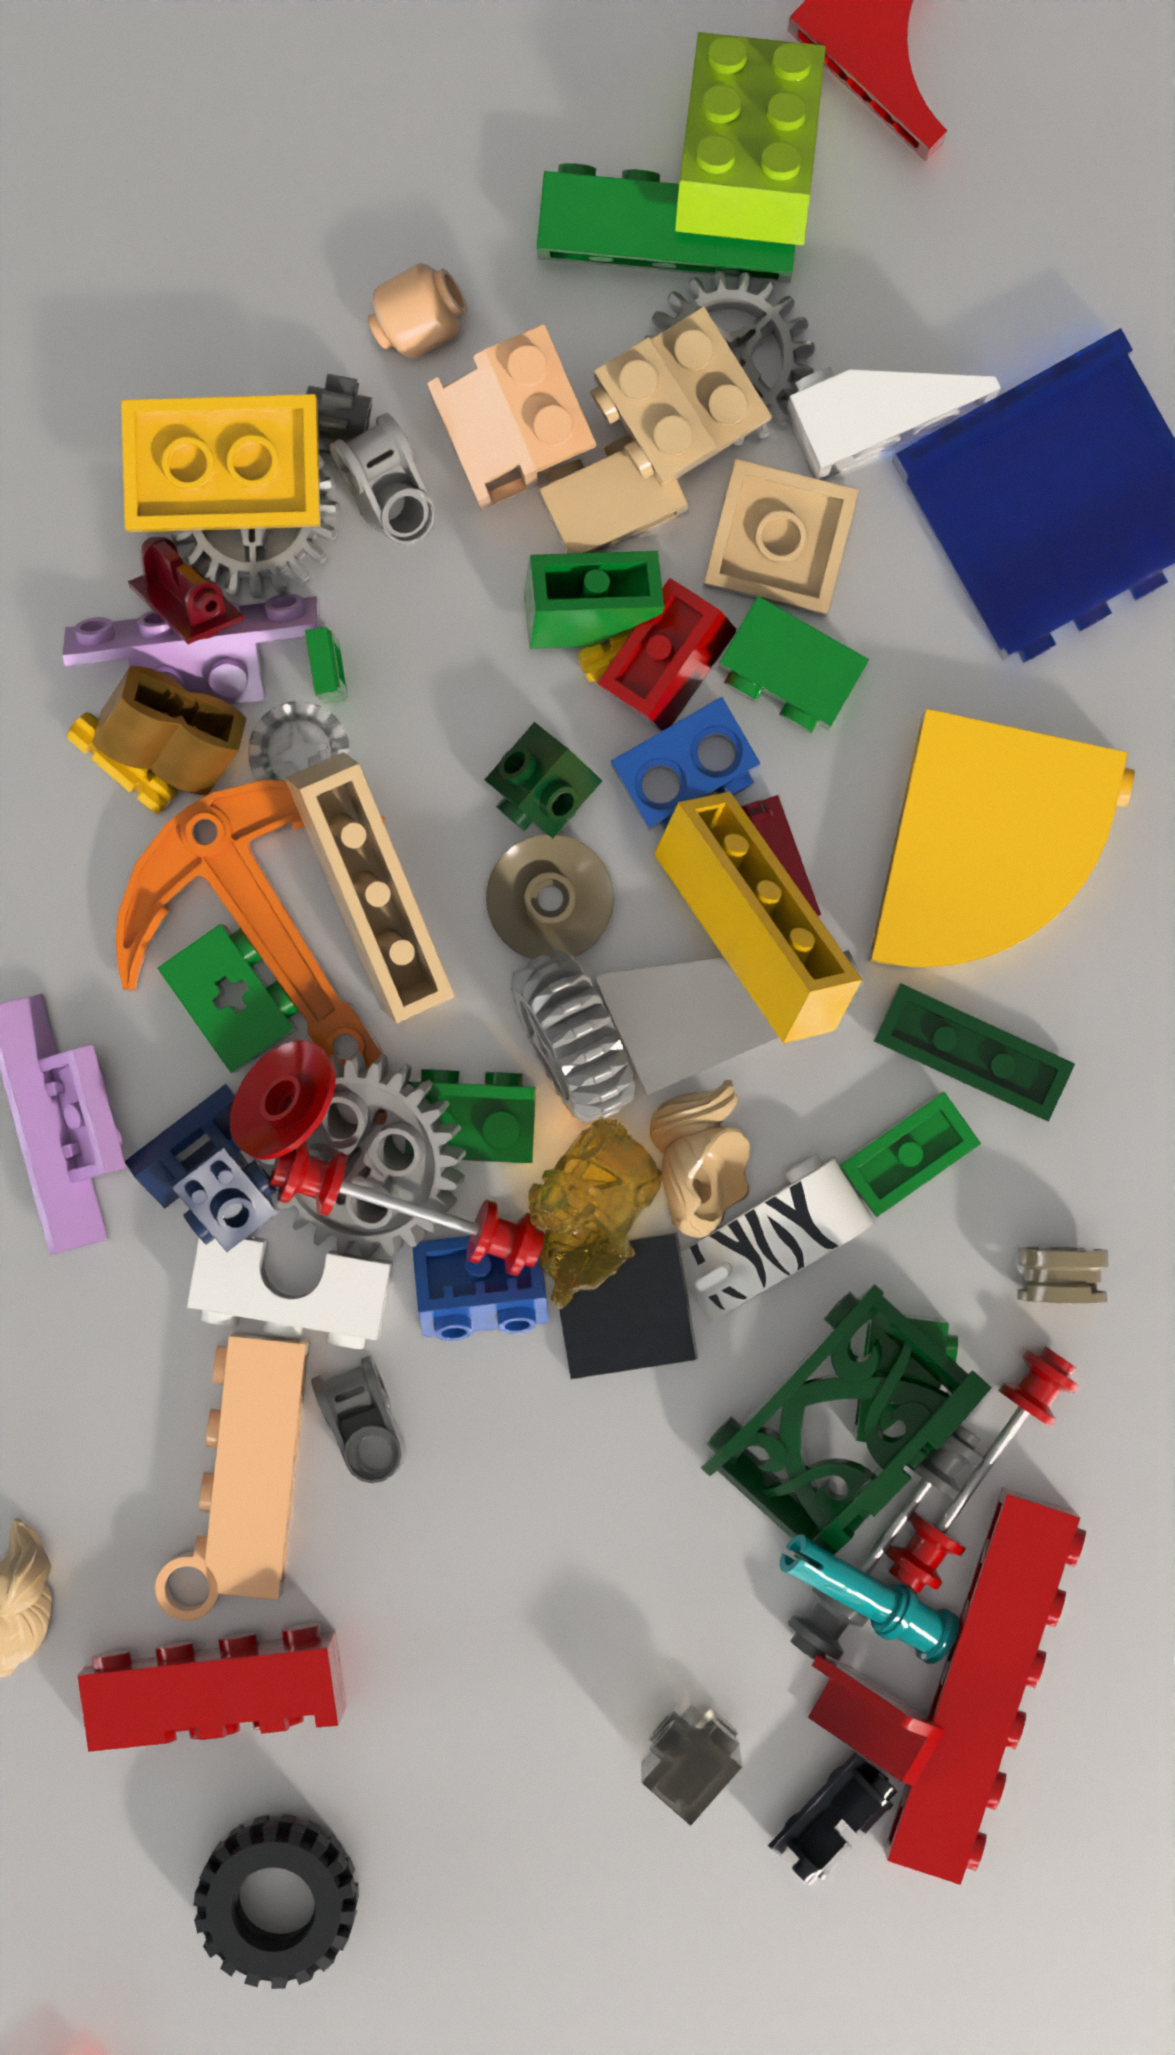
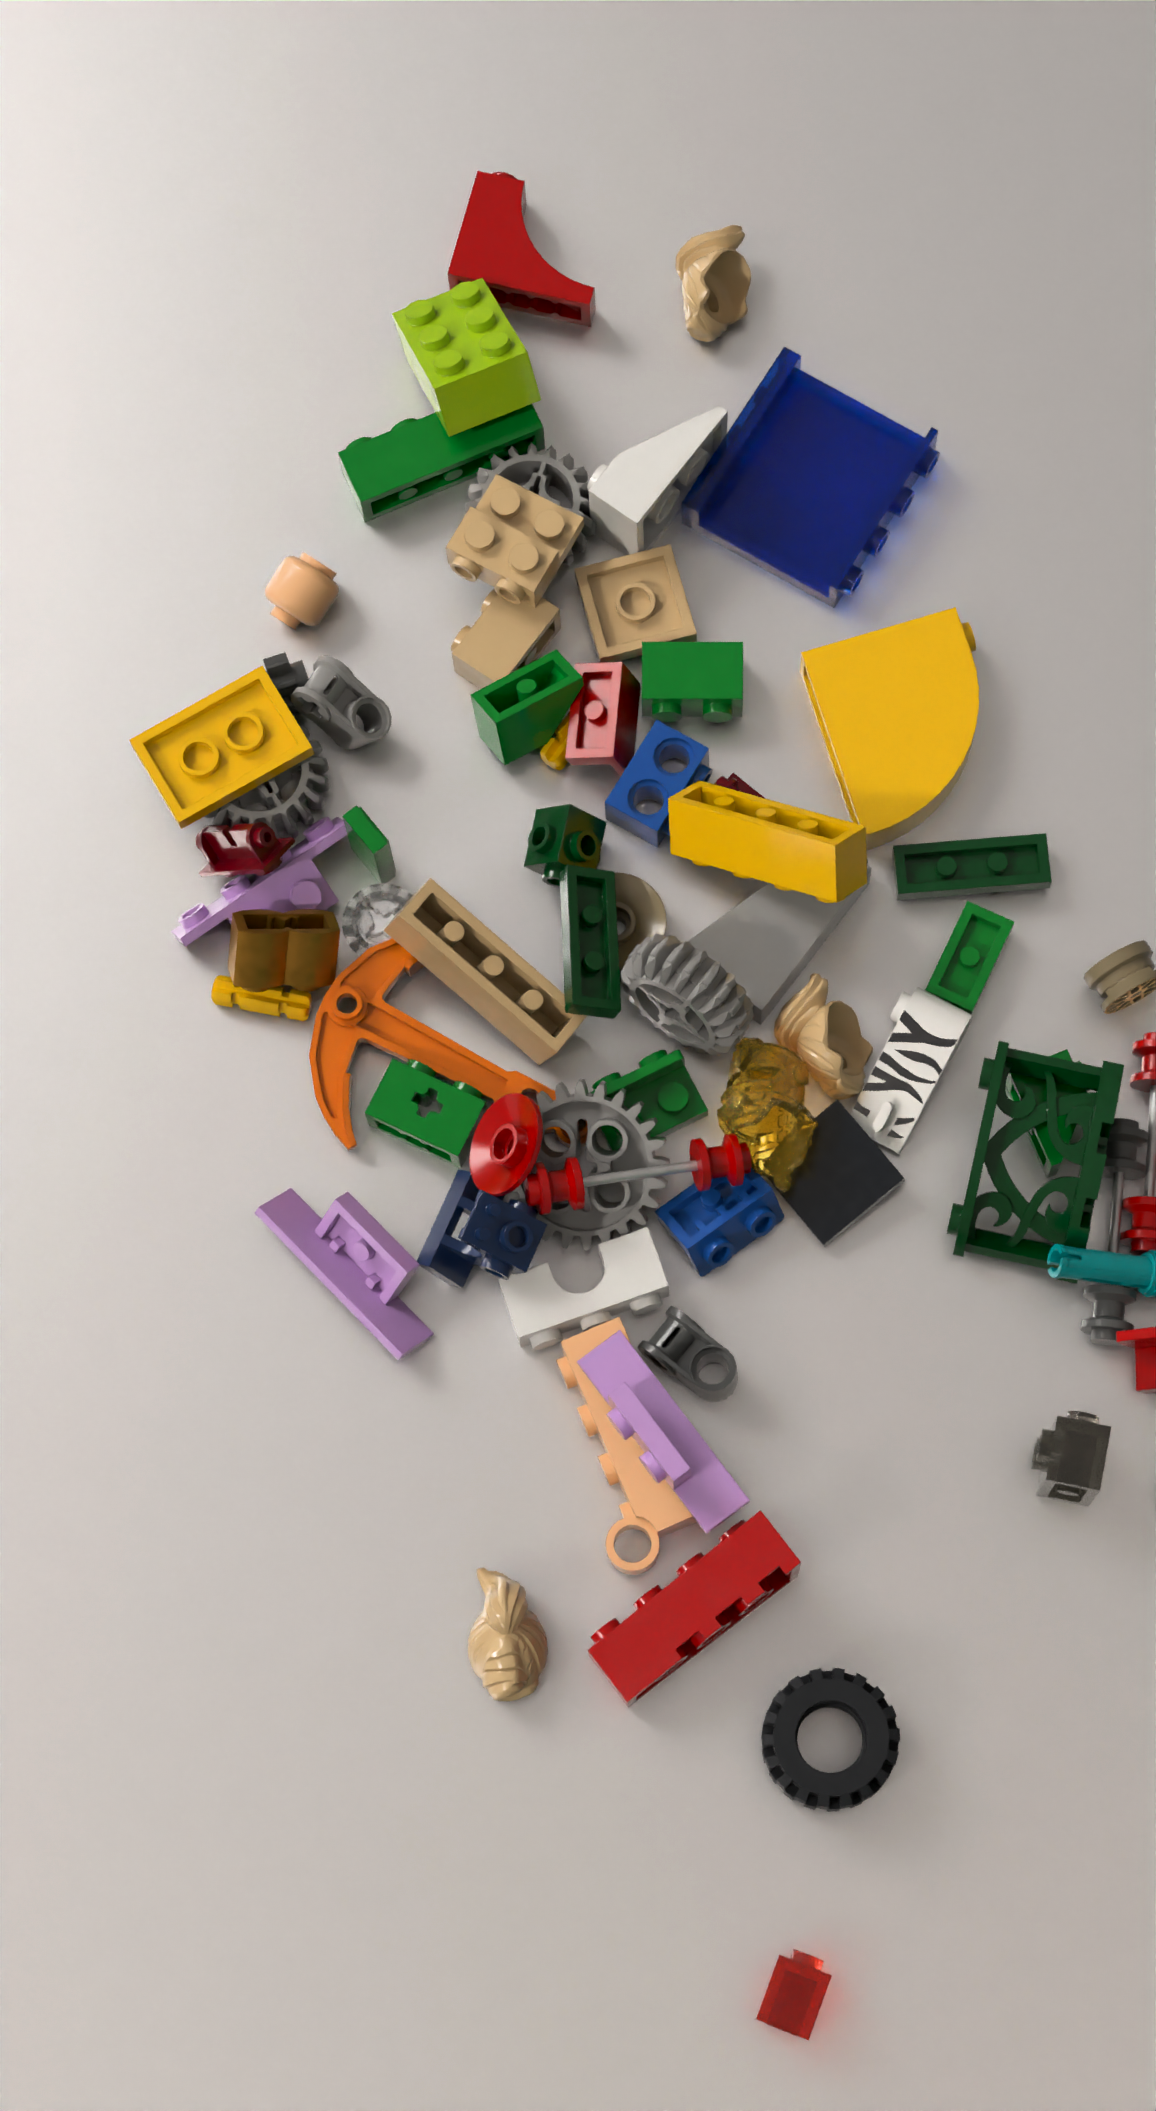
camera: 25 degrees left, 15 degrees down
(275, 1498) = (662, 1431): none -> lavender bracket
(502, 916) = (590, 942): none -> dark green plate
(512, 415) = (404, 615): light nougat piece -> none
(1091, 193) = (713, 282): none -> tan hair

